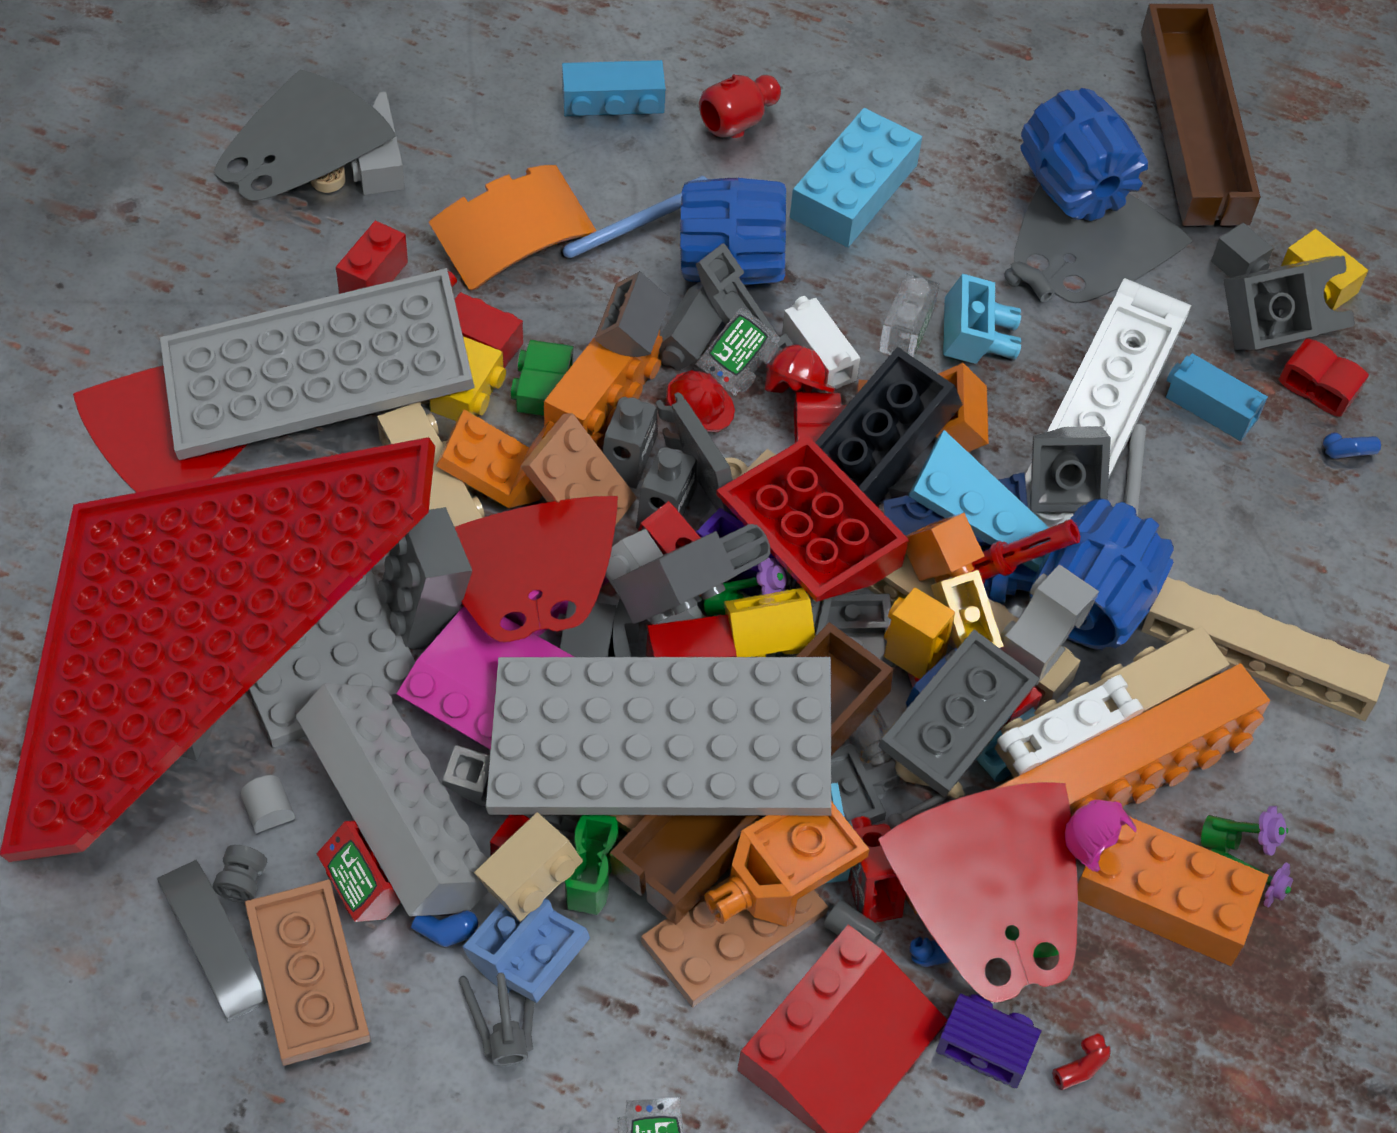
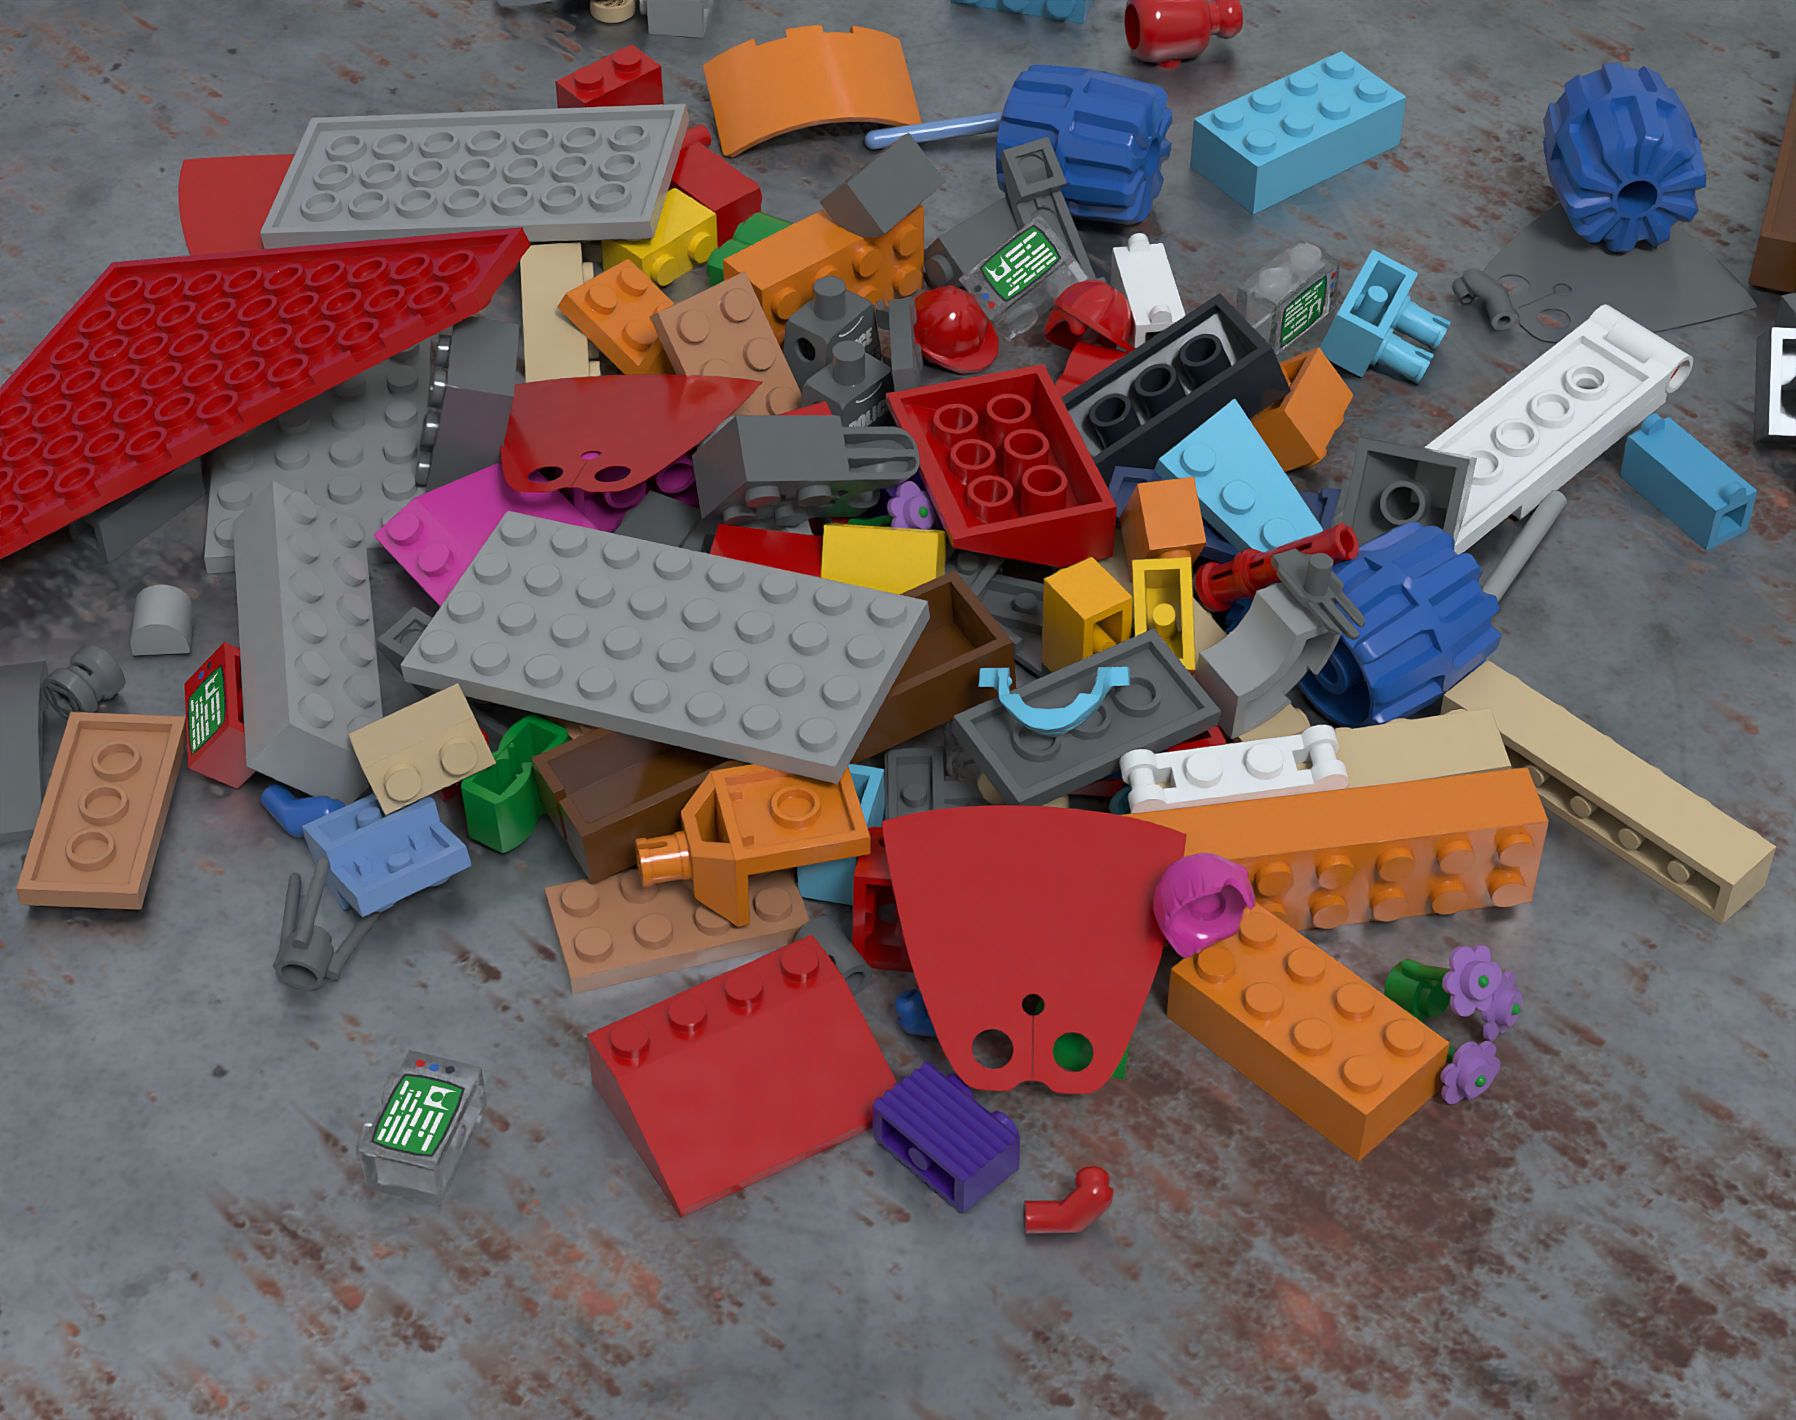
camera: 25 degrees right, 10 degrees down
(973, 679) = (1057, 720): none -> medium azure helmet
(1076, 576) = (1318, 590): none -> dark grey piece

